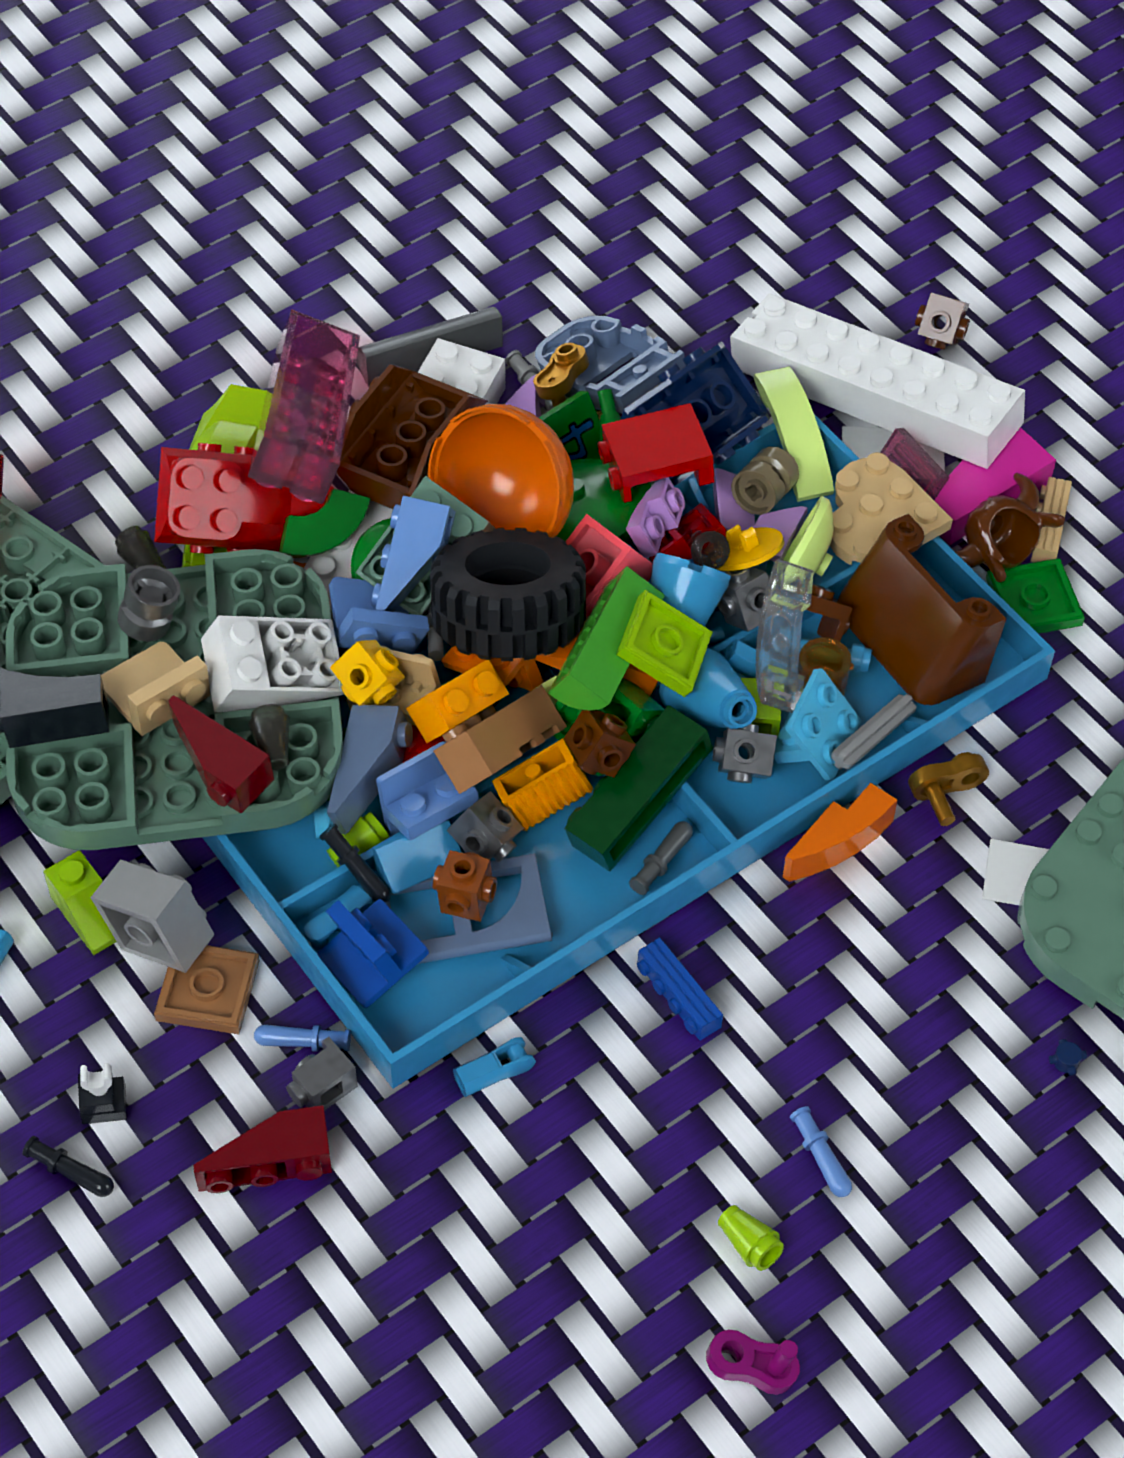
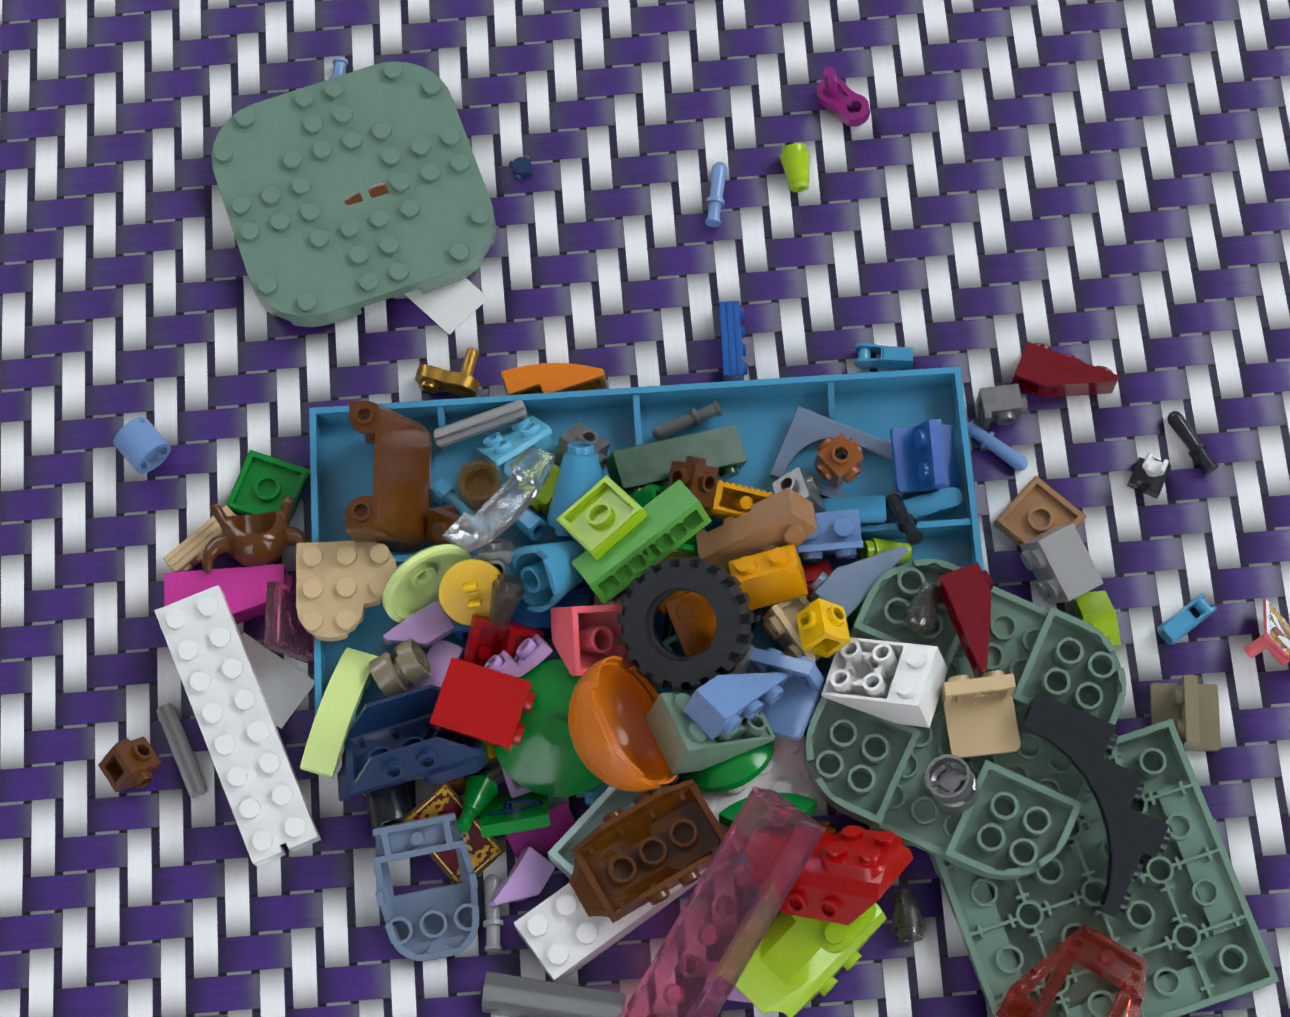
camera: 145 degrees left, 15 degrees up
(560, 373) = (484, 878): pearl gold piece -> none

